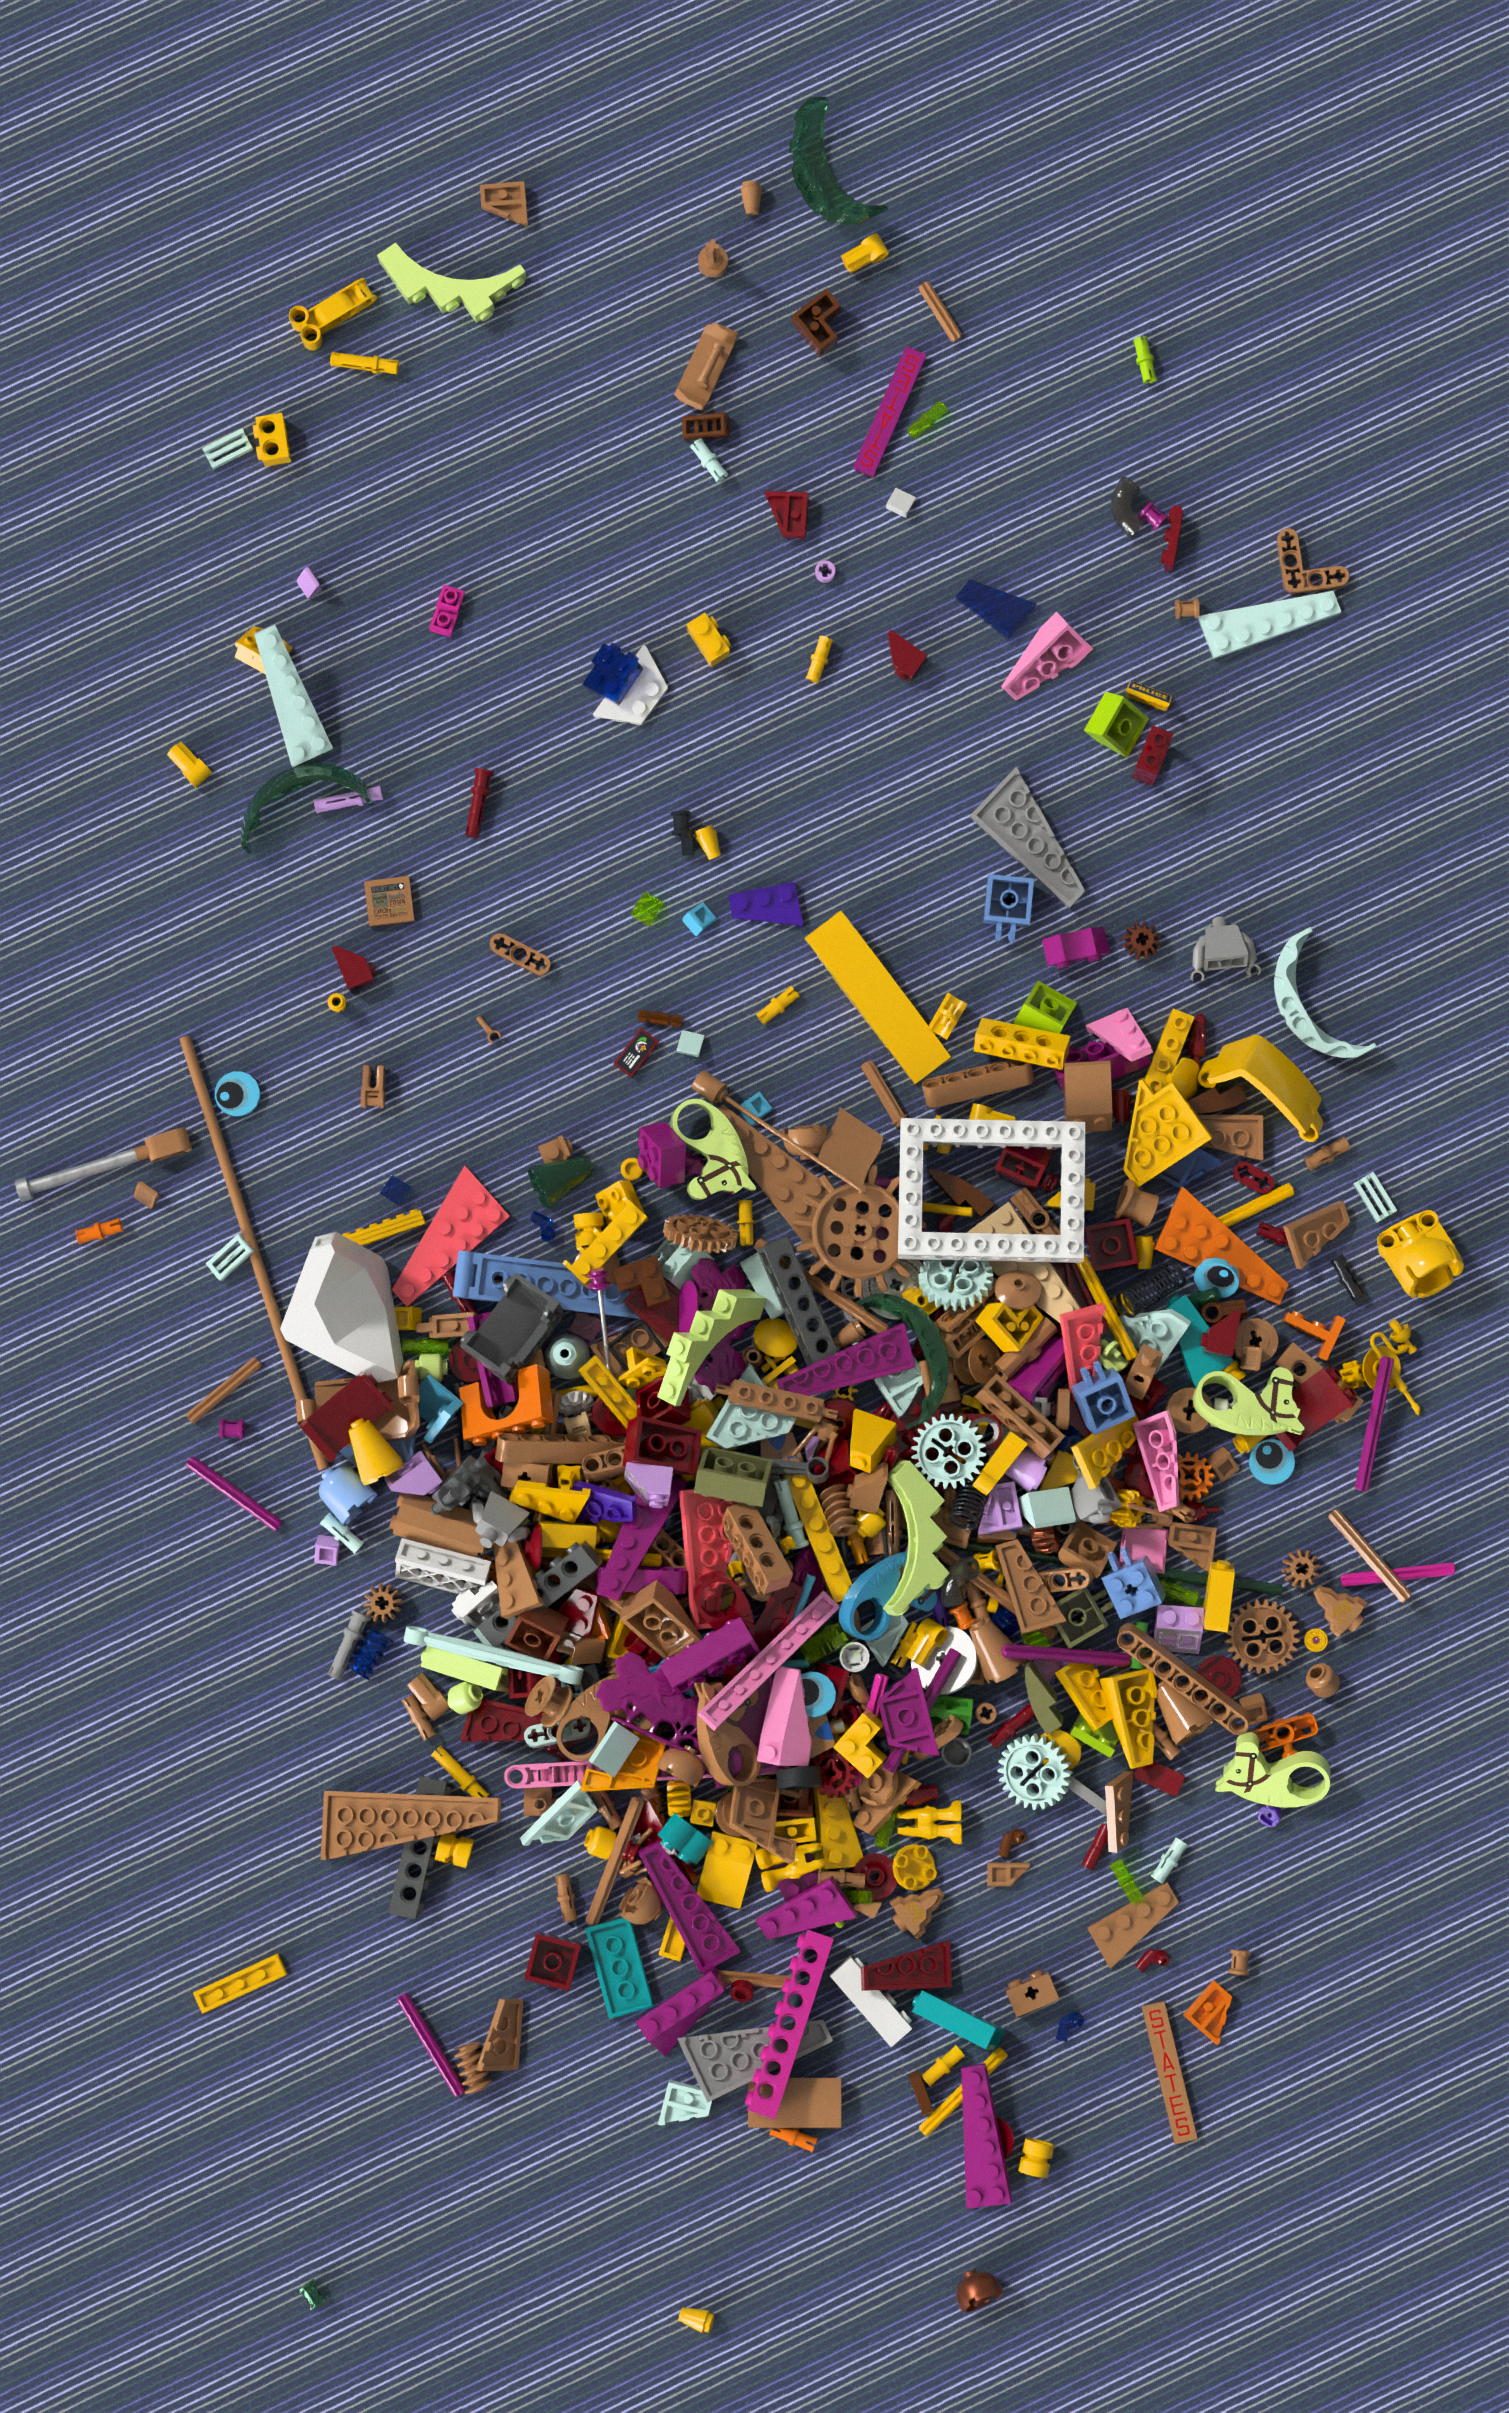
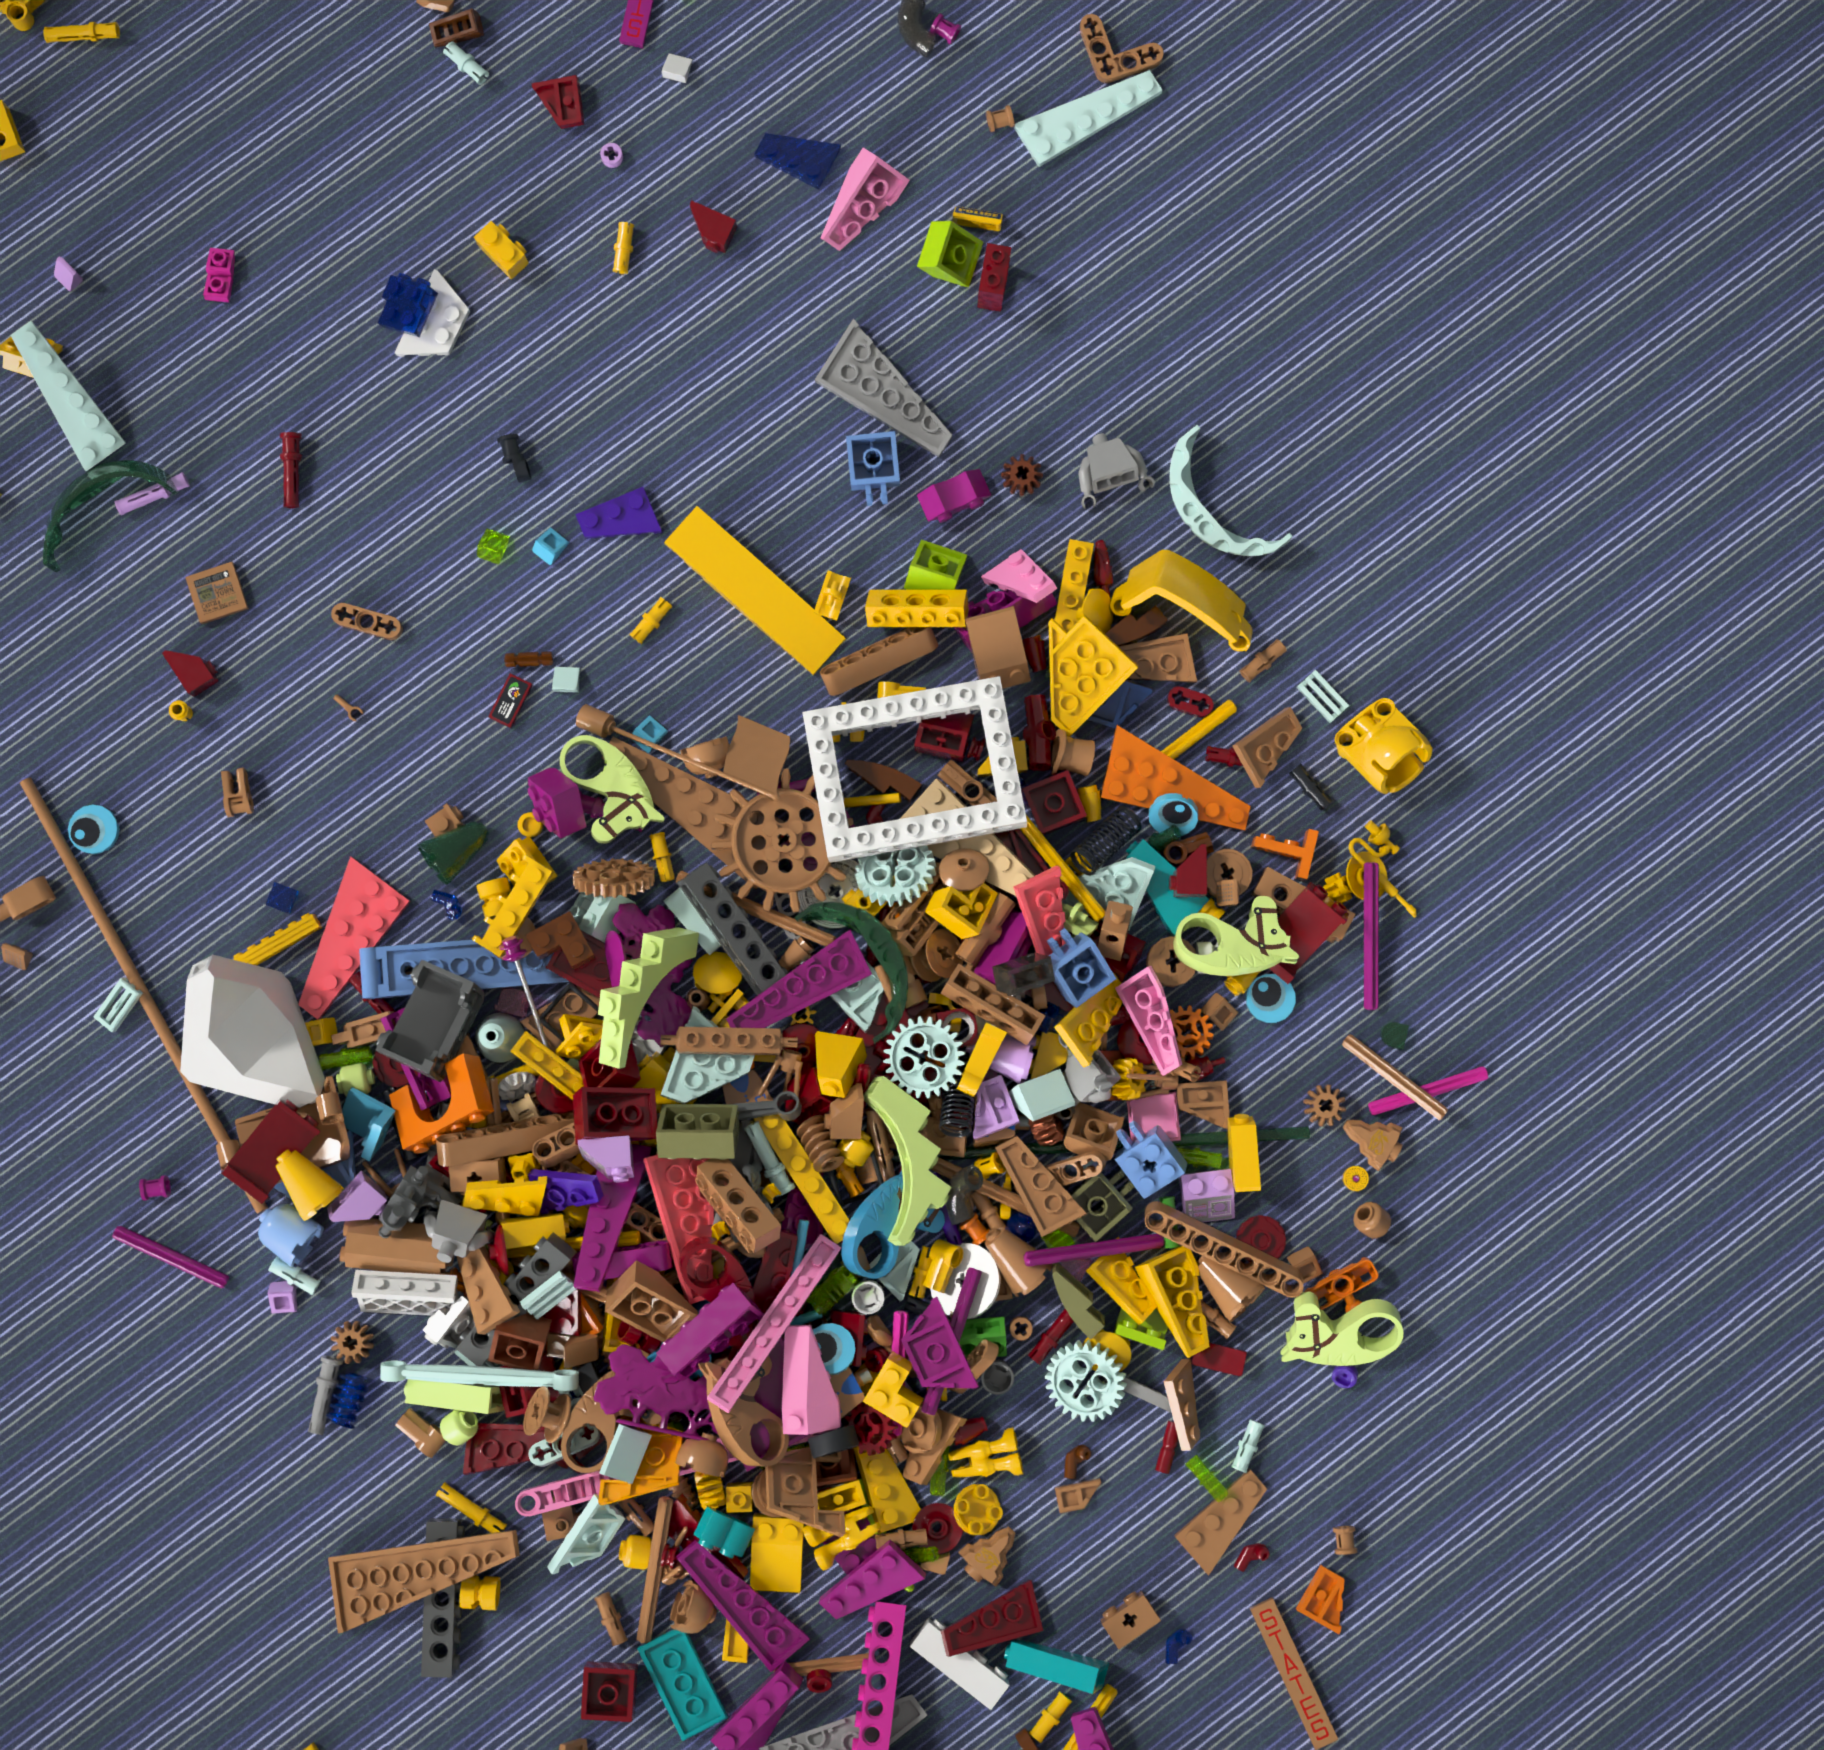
camera: 15 degrees left, 0 degrees up
(224, 1390) = (138, 1148): medium nougat axle -> none
(418, 1717) = (415, 1457): medium nougat pin -> none
(571, 1595) = (551, 1295): none -> light aqua tile
(708, 841) = (543, 461): yellow cone -> none
(810, 1447) = (778, 1082): lavender slope -> none
(883, 1092) = (780, 689): medium nougat axle -> none
(1053, 1394) = (1023, 974): none -> clear smoke brick
(1109, 1178) = (1038, 732): none -> dark red piece
(1172, 537) = (970, 47): dark red hinge -> none
(1258, 1615) = (1290, 1164): medium nougat gear -> none
(1377, 1517) = (1394, 1035): none -> clear green tile

